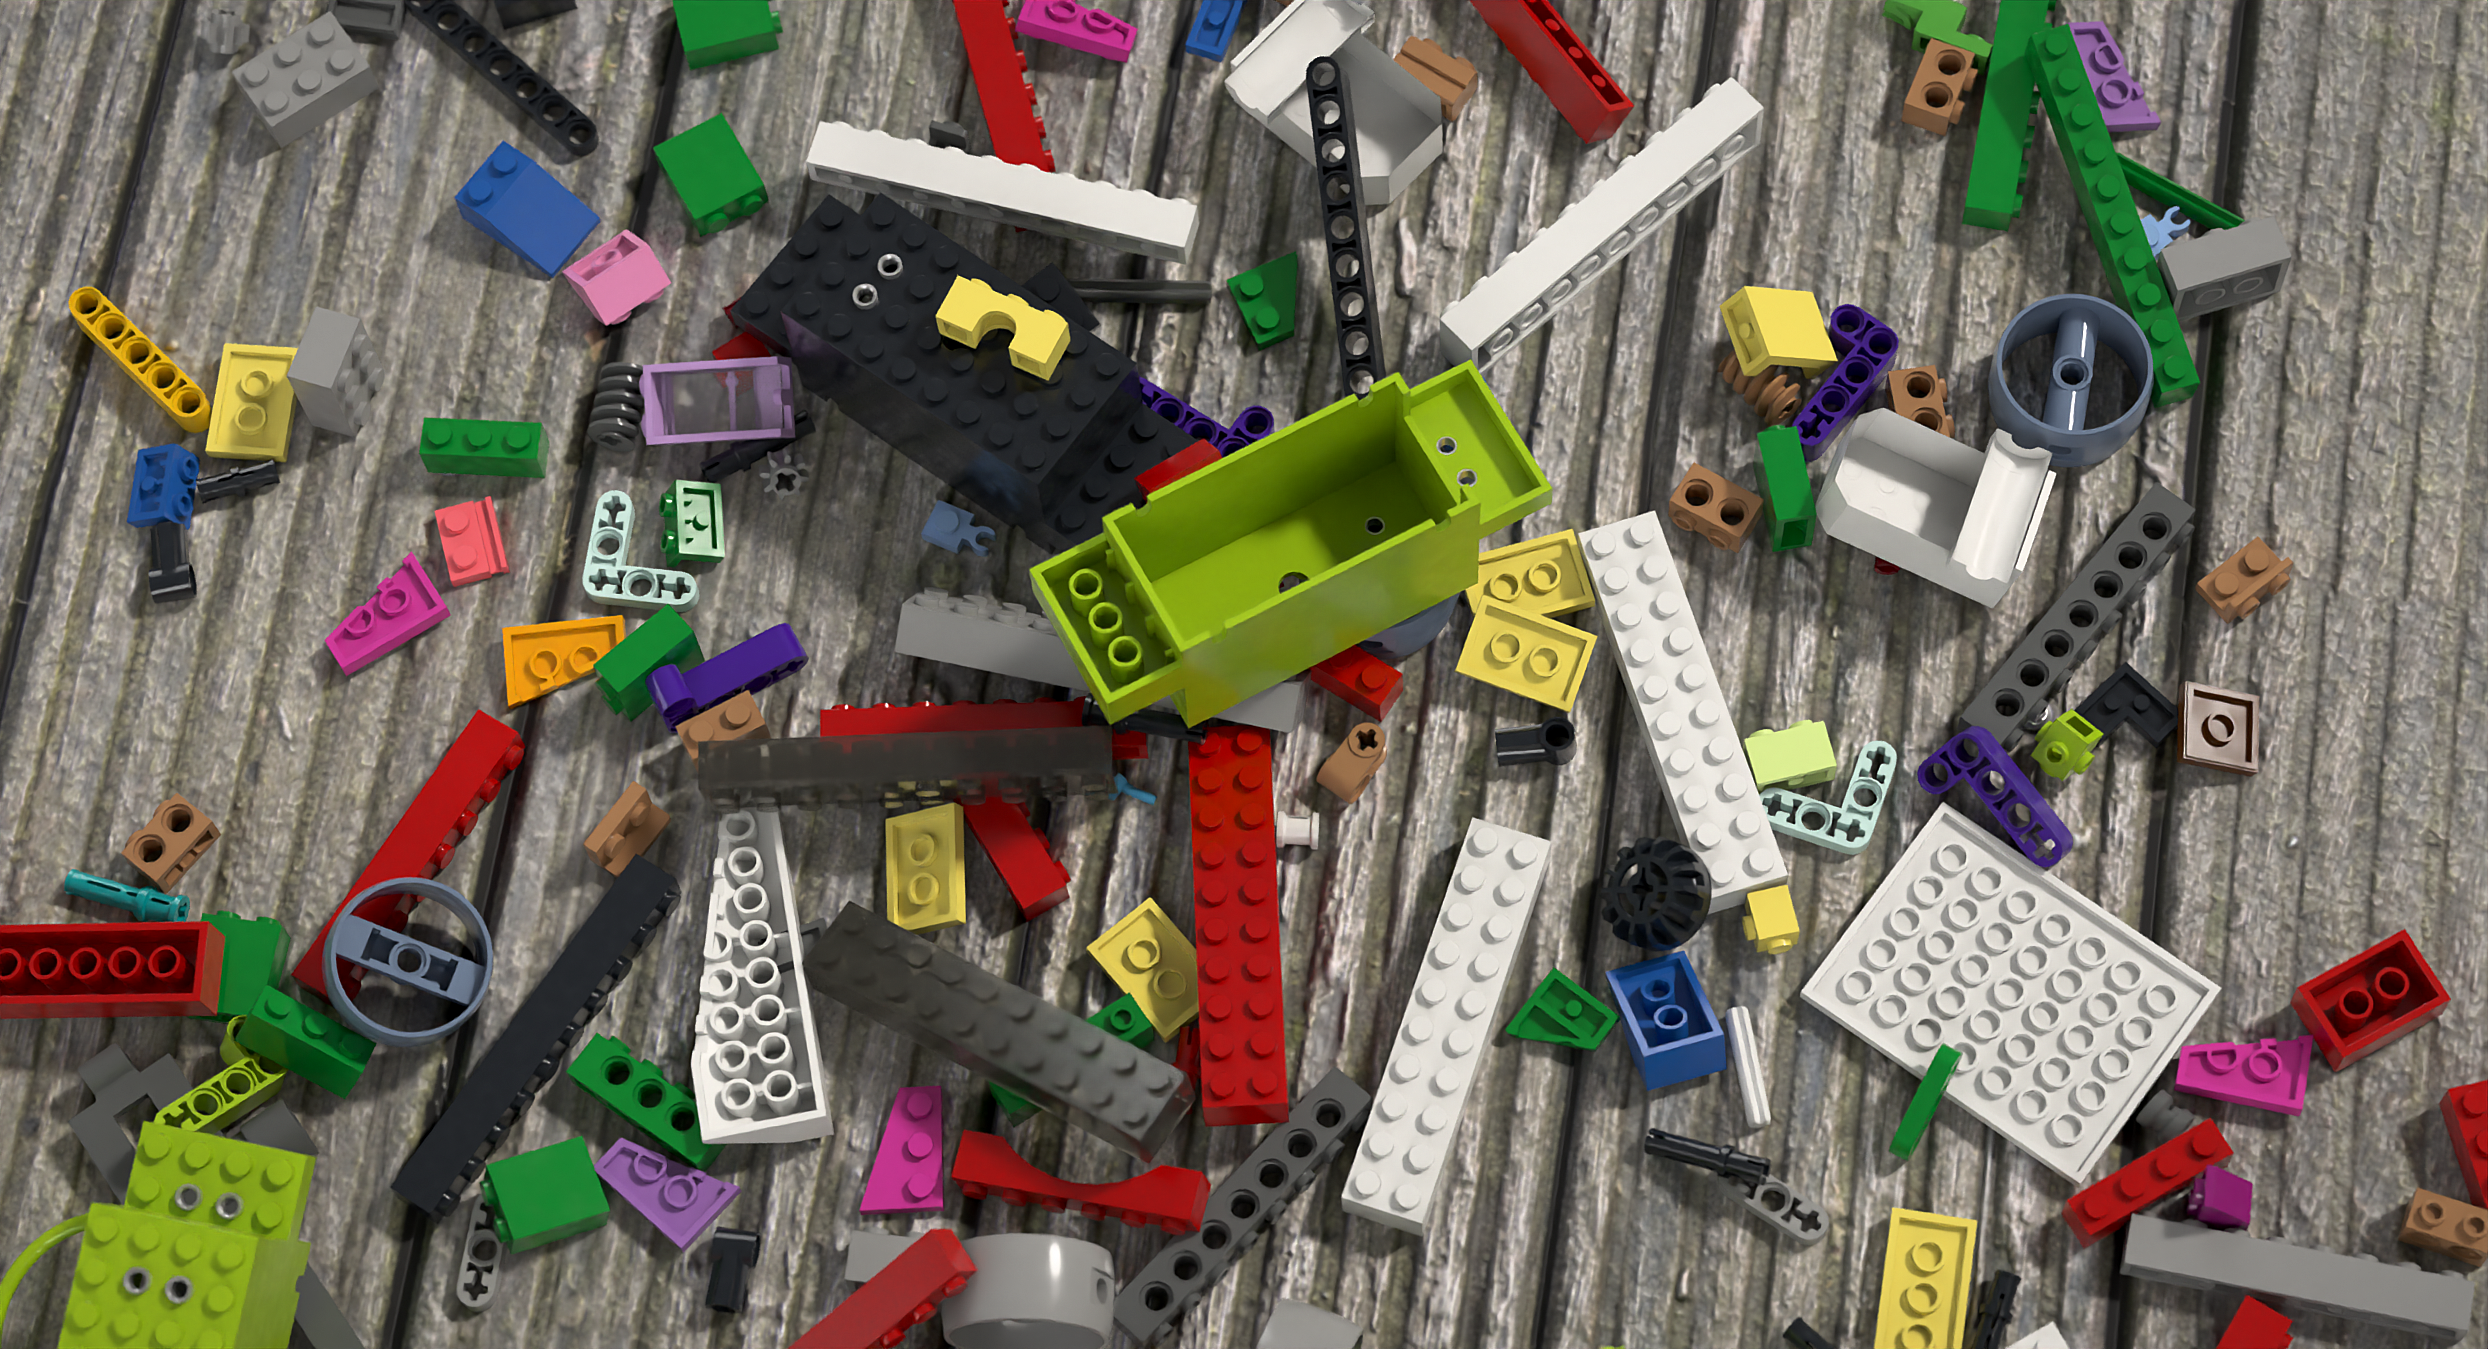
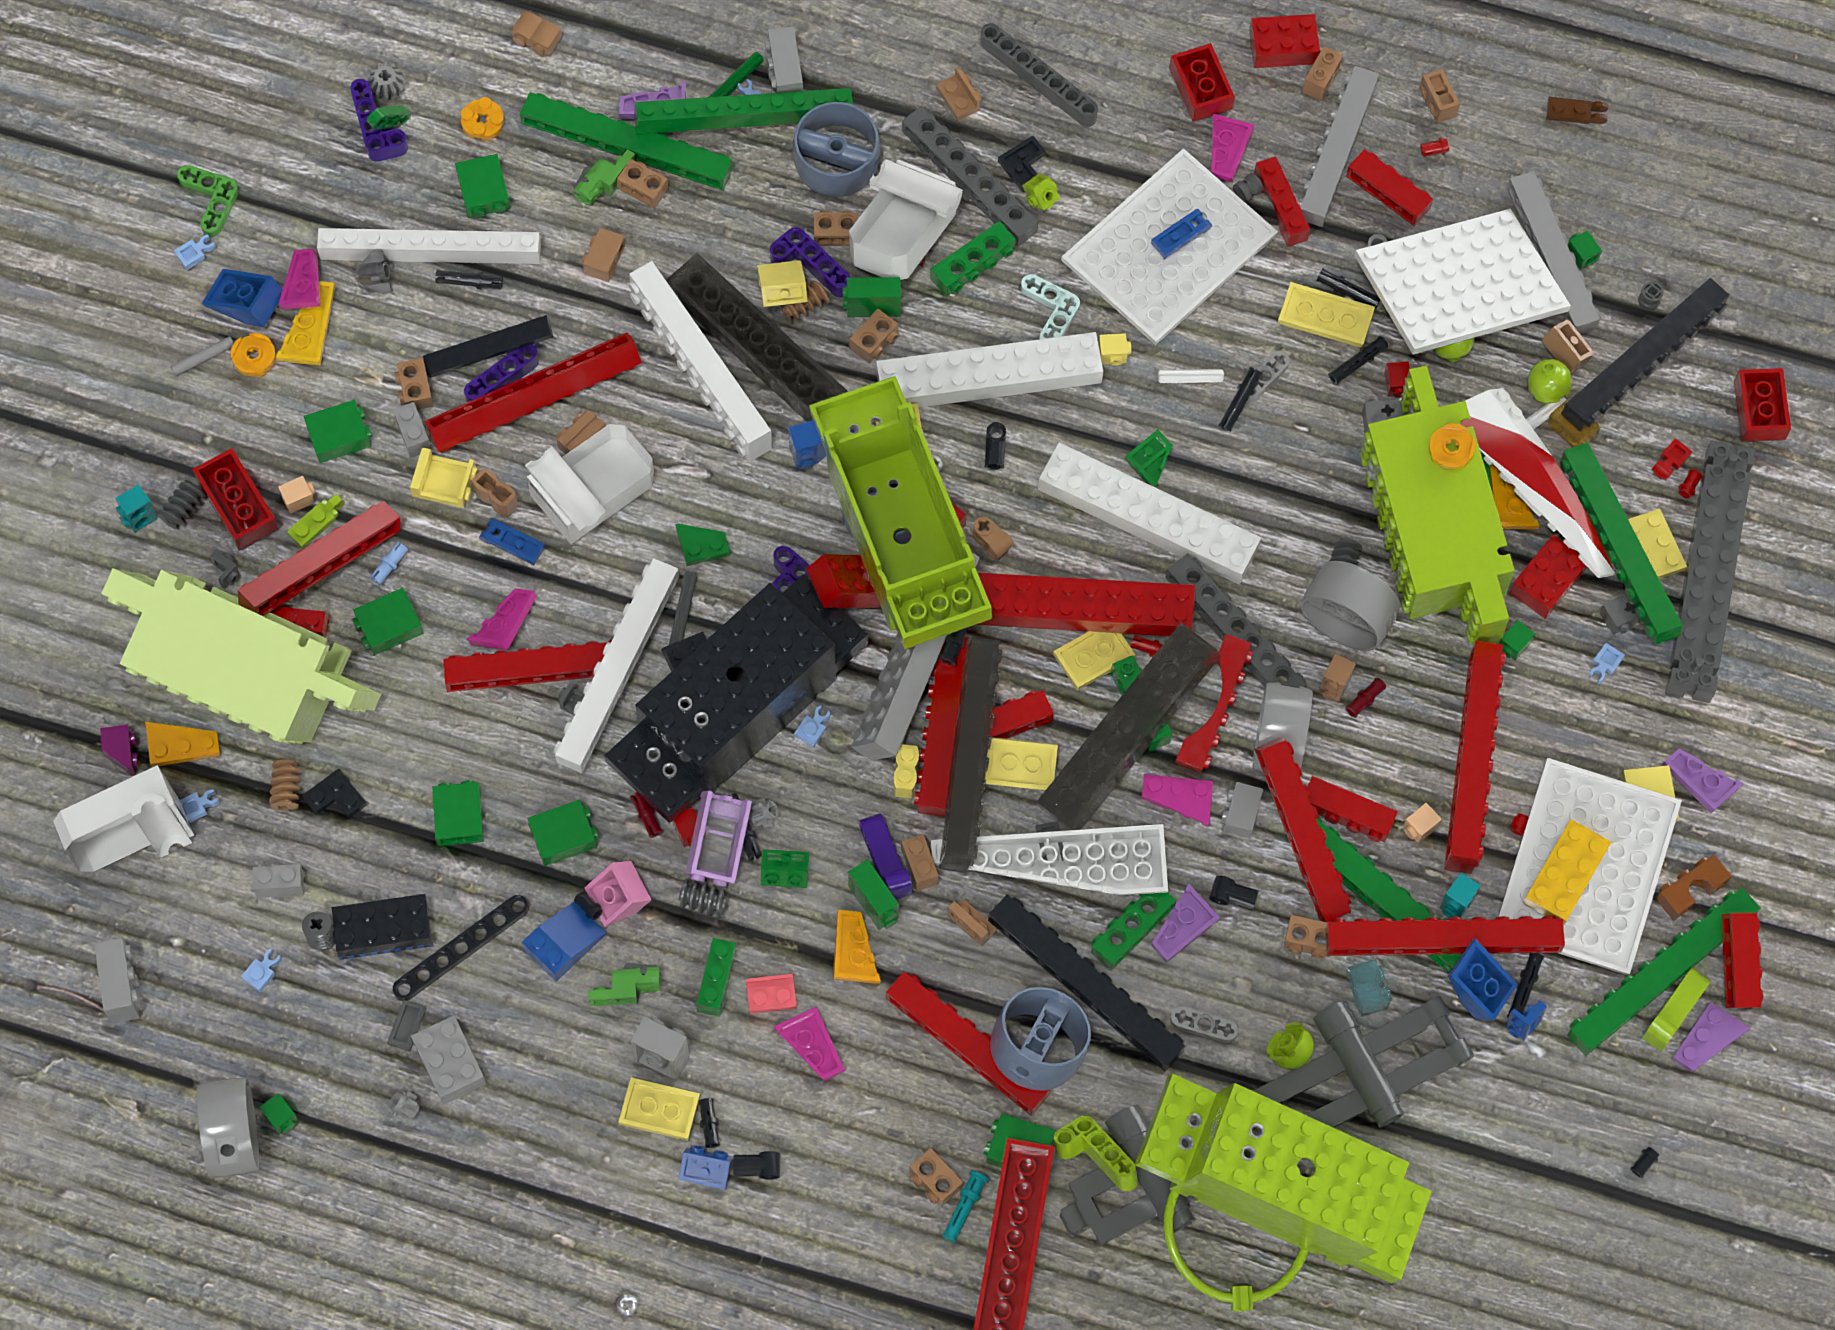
camera: 90 degrees left, 0 degrees up
(133, 345) = (612, 1183): yellow beam -> none
(305, 1042) = (1076, 1102): green brick -> none
(460, 318) = (626, 984): none -> bright green plate
(544, 1195) = (1181, 984): green brick -> none
(582, 242) = (591, 909): none -> black pin
(615, 566) = (802, 915): light aqua beam -> none
(896, 683) = (906, 768): none -> light yellow brick
(975, 309) = (751, 626): light yellow arch -> none
(1297, 830) = (1026, 566): white bush -> none
(1338, 213) = (695, 491): black beam -> none
(1525, 654) = (948, 438): light yellow plate -> none
(1659, 318) = (752, 336): none -> clear smoke brick
(1667, 1020) = (1161, 406): blue slope -> none
(1668, 894) = (1075, 392): black gear -> none
(1785, 50) = (603, 254): none -> medium nougat brick
(1790, 756) = (1024, 321): yellowish green brick -> none
(1868, 604) = (995, 236): none -> green brick
(1925, 1102) = (1226, 292): green beam -> none
(1999, 801) = (1066, 226): dark purple beam -> none
(2030, 1002) = (1180, 233): none -> blue plate
(2218, 729) = (1041, 122): tile -> none
(2221, 1200) = (1297, 170): magenta slope -> none
(2312, 726) = (1041, 83): none -> dark grey beam

